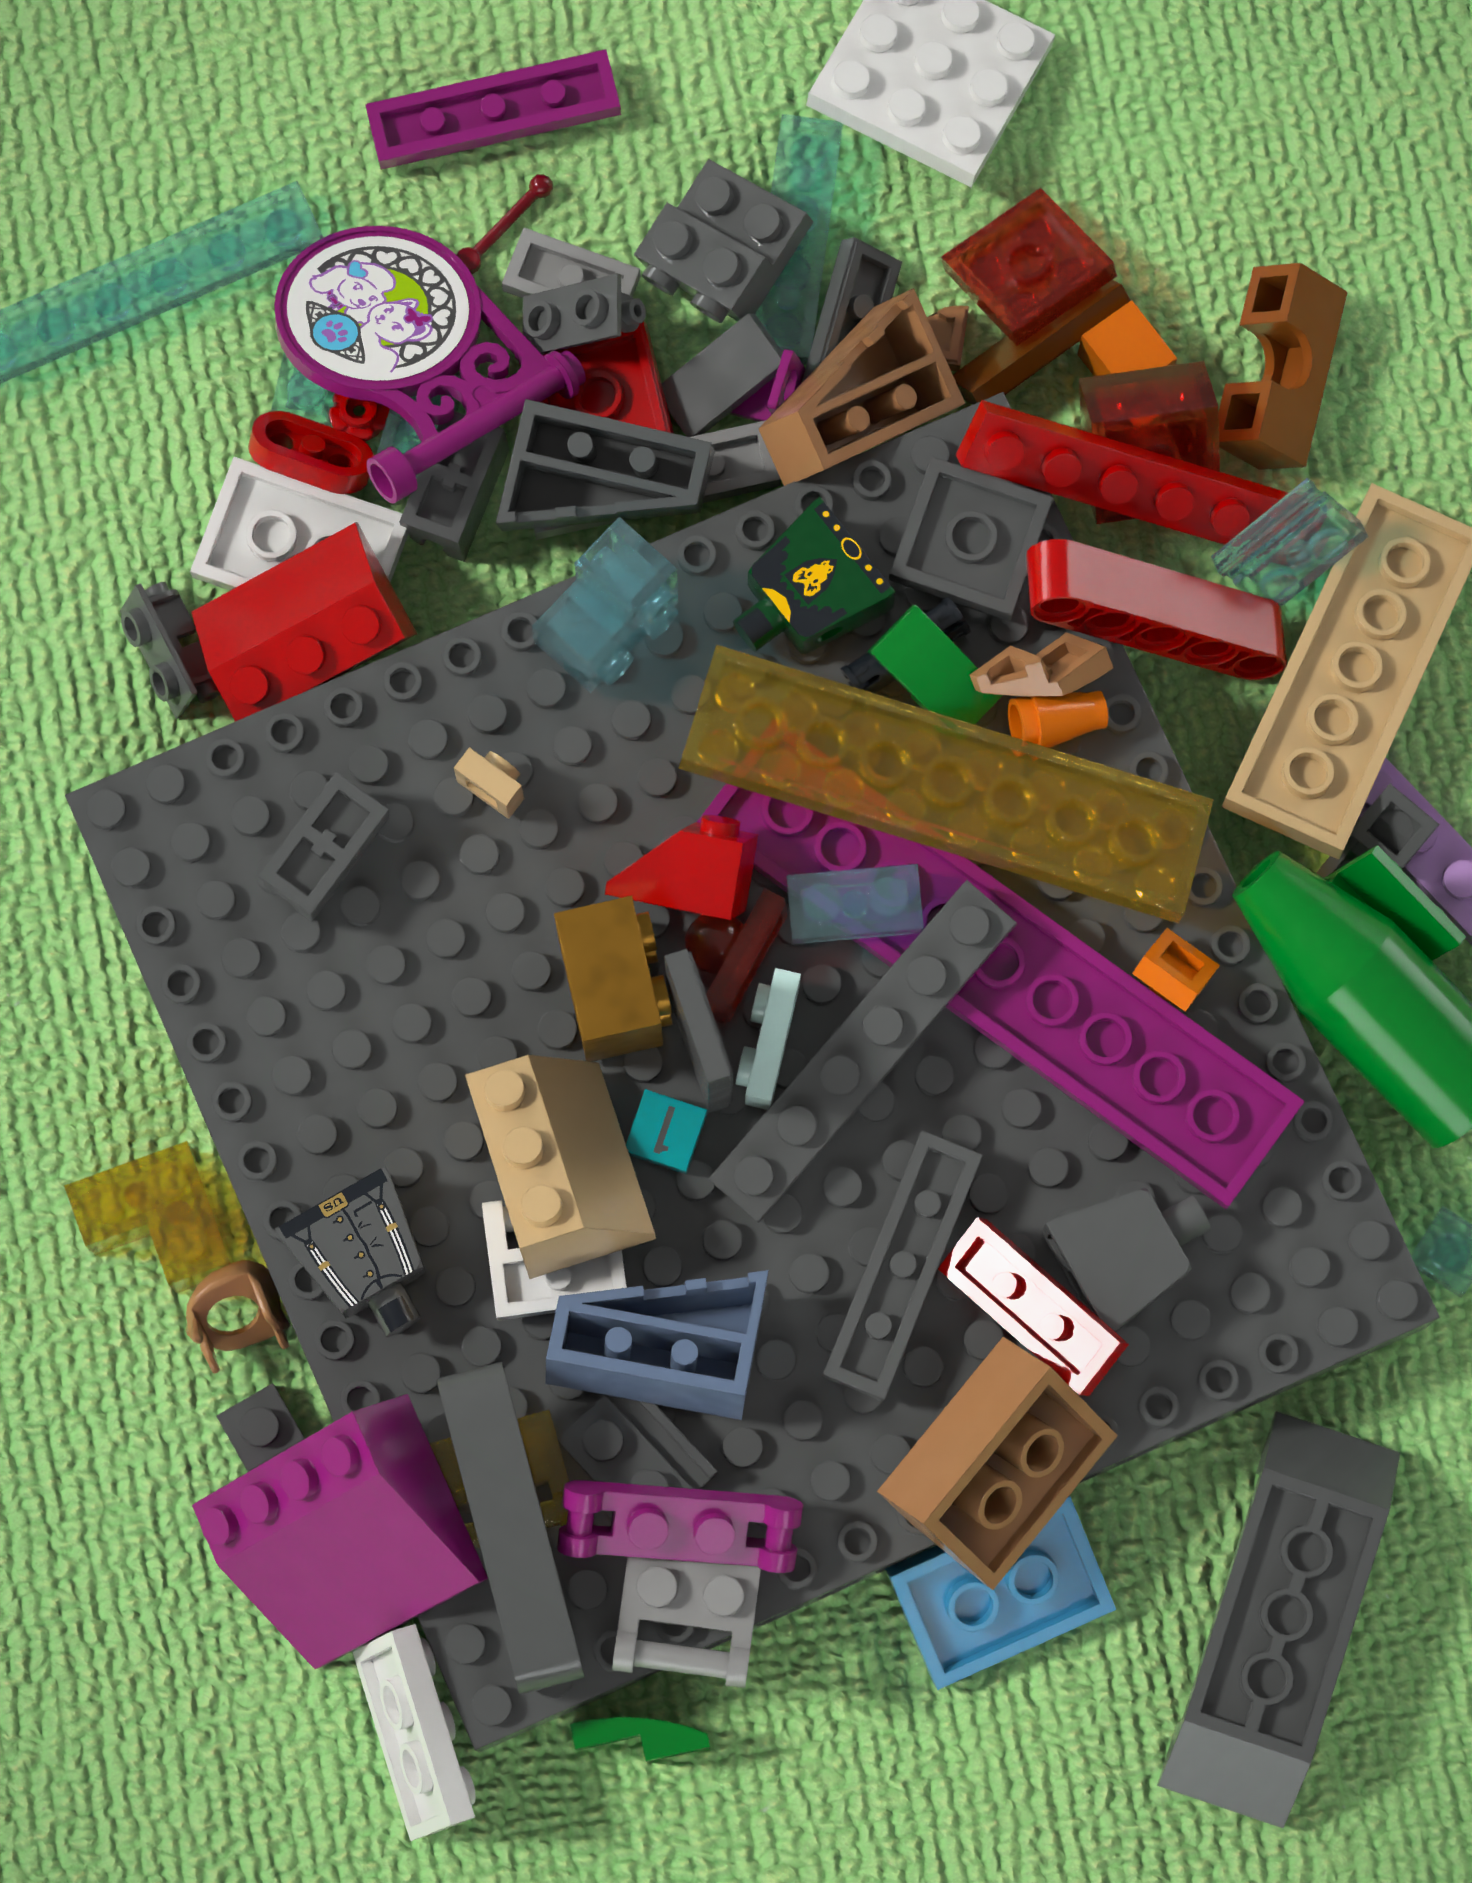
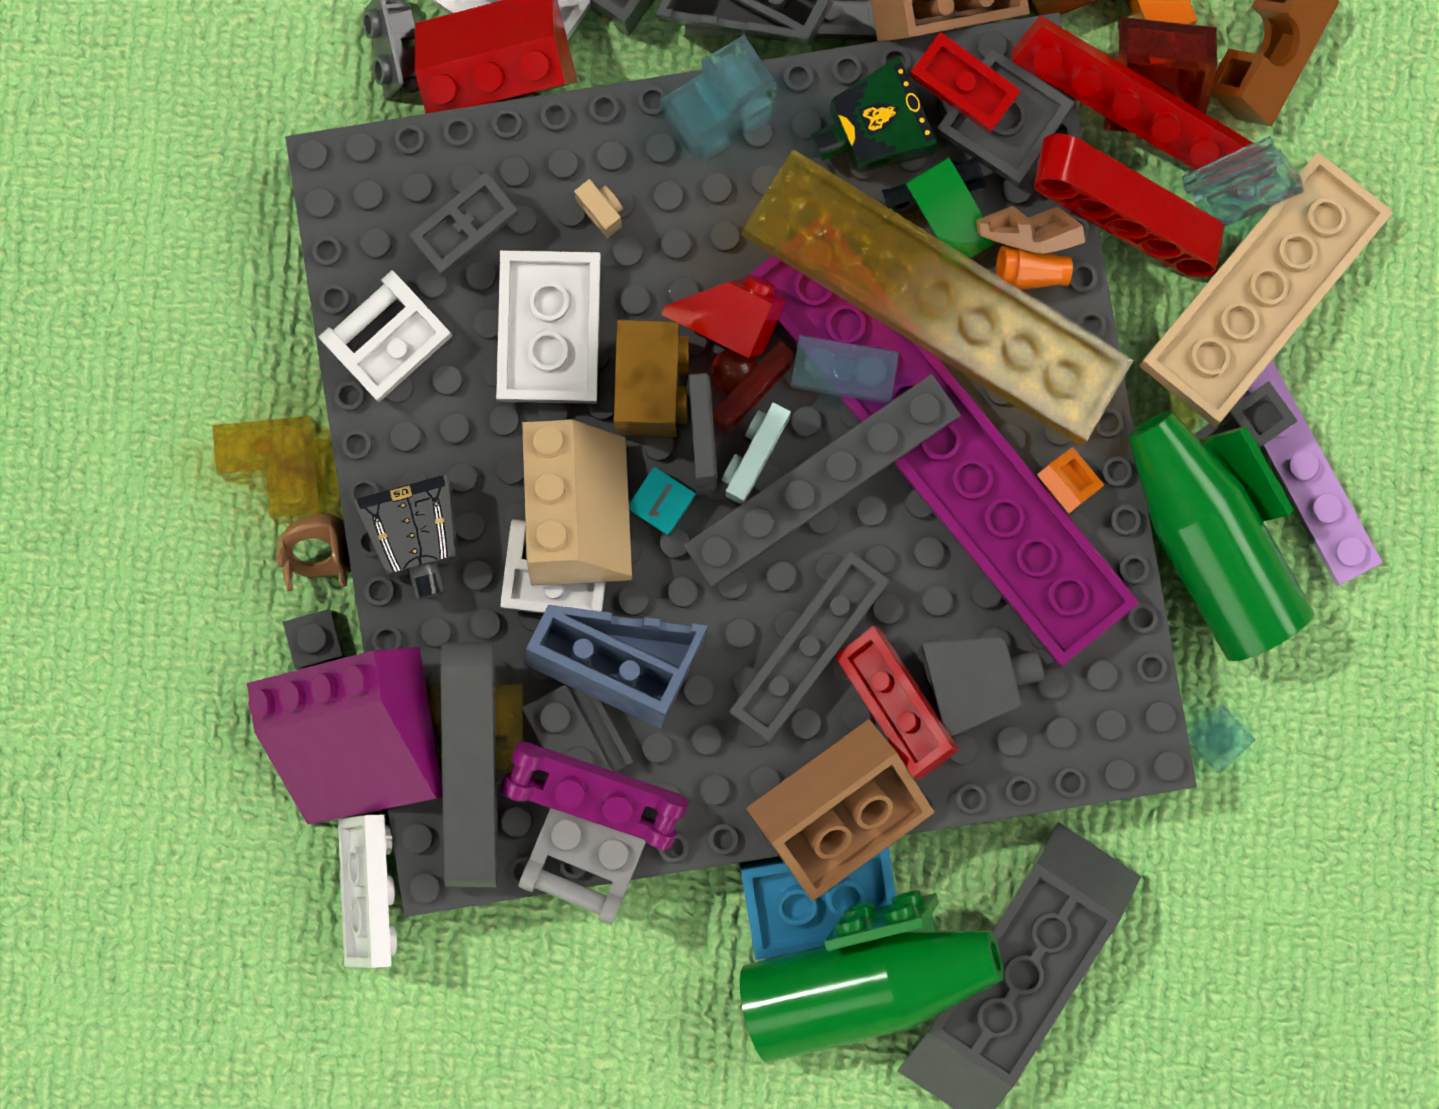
camera: 15 degrees right, 5 degrees up
(276, 1025) = (395, 348): none -> white plate
(465, 948) = (548, 327): none -> white plate
(658, 1737) = (542, 941): green slope -> none
(910, 508) = (965, 83): none -> red plate
(1093, 1672) = (869, 980): none -> green piece

